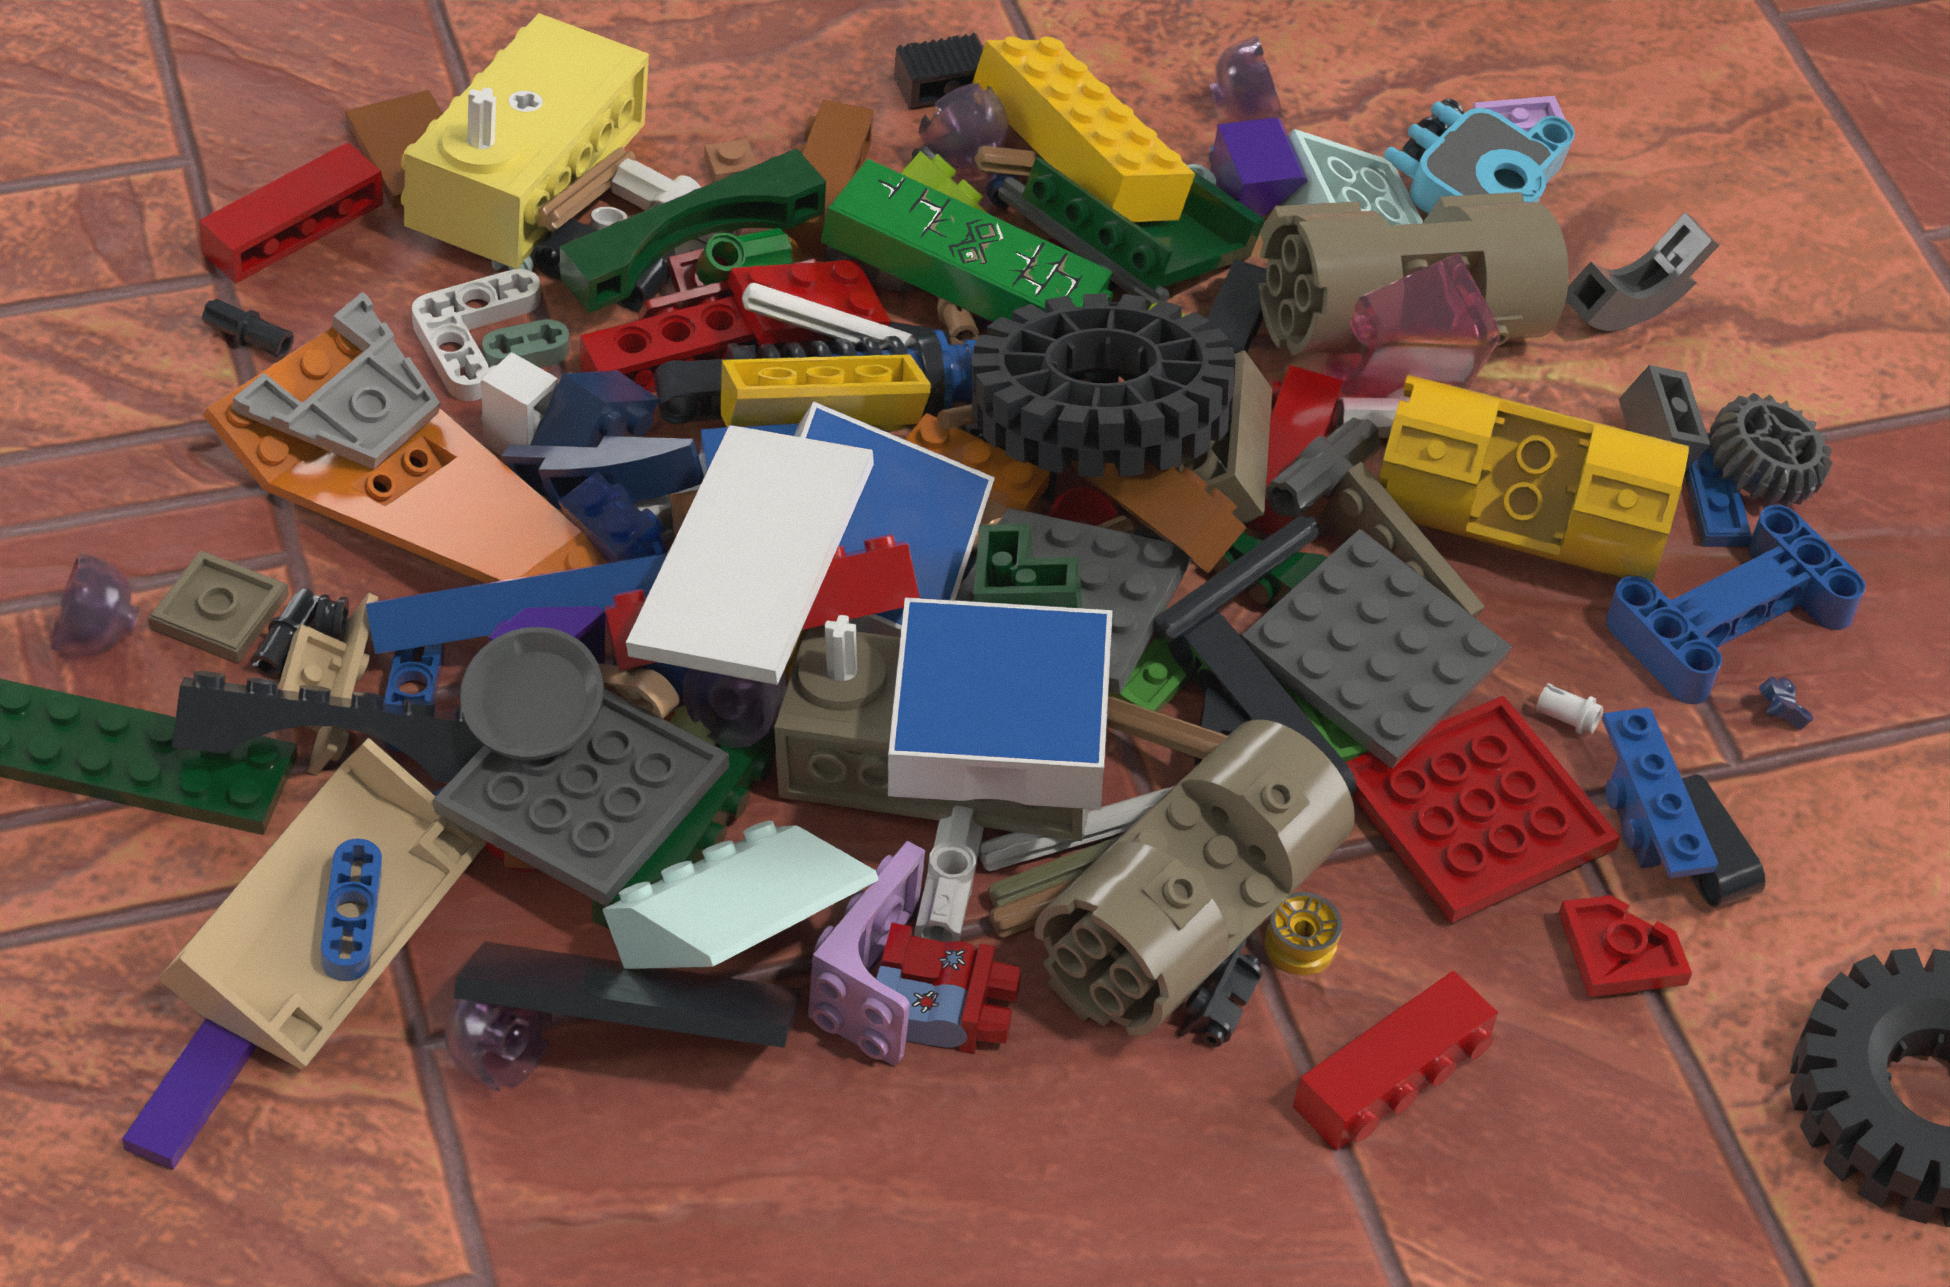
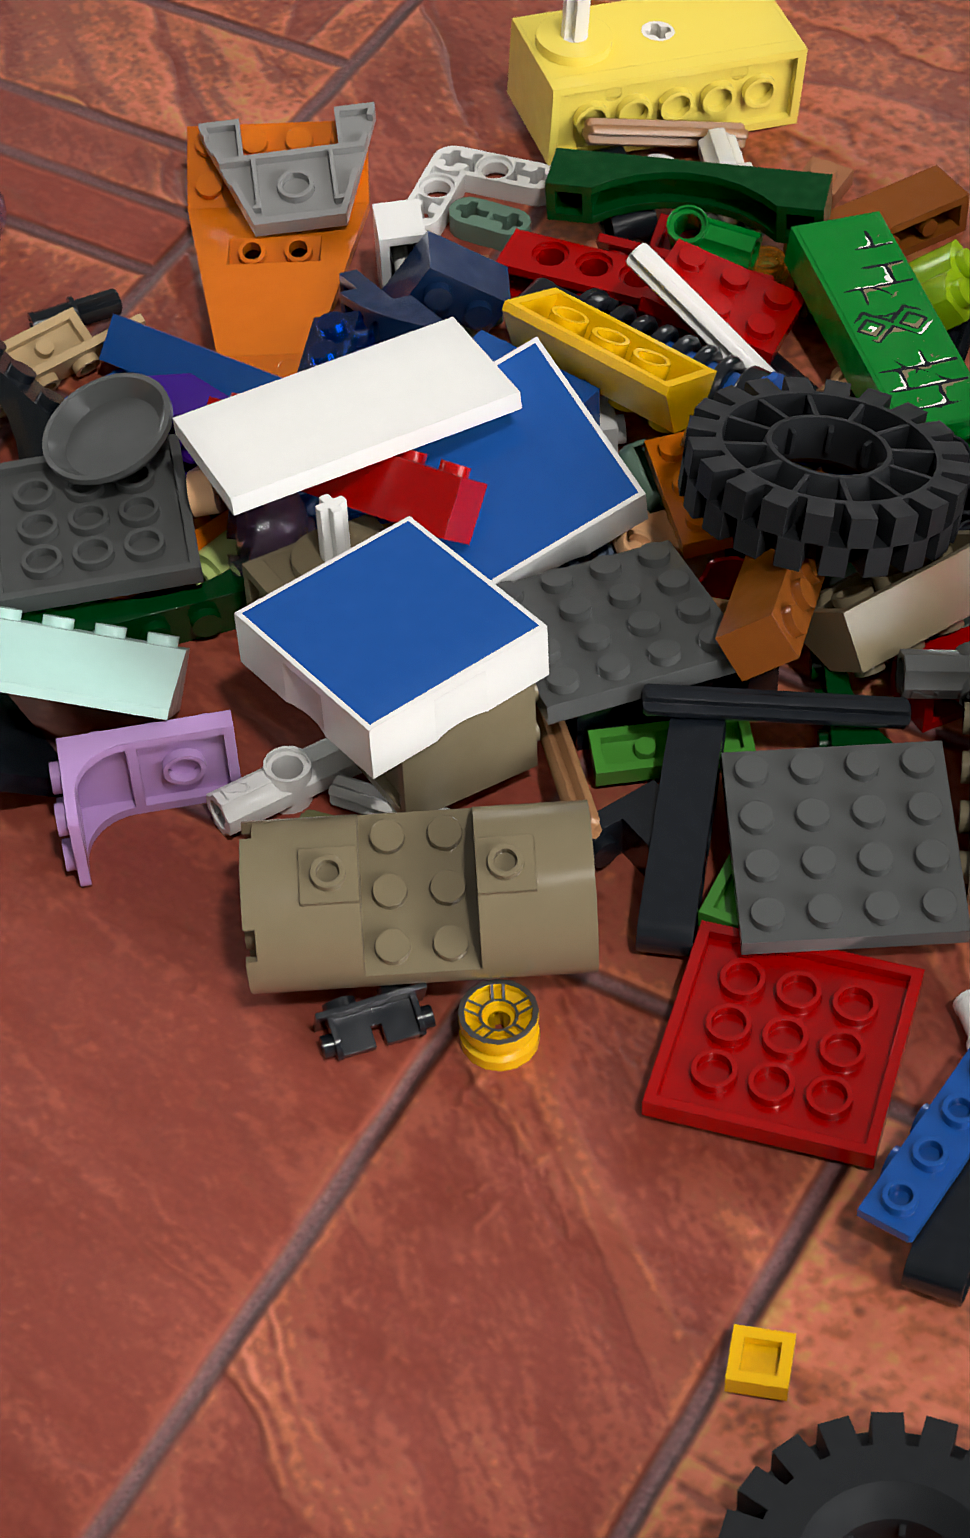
camera: 55 degrees right, 0 degrees up
(218, 606) = (58, 269): dark tan tile -> none
(248, 328) = (313, 100): black axle -> none
(291, 212) = (433, 41): red brick -> none
(332, 616) = (102, 314): black bush -> none
(949, 989) = (163, 853): red hips -> none
(1012, 576) = (551, 575): dark green brick -> none
(1395, 1061) = (436, 1175): red brick -> none
(1621, 950) = (757, 1246): red plate -> none
(1708, 1017) = (760, 1362): none -> yellow plate

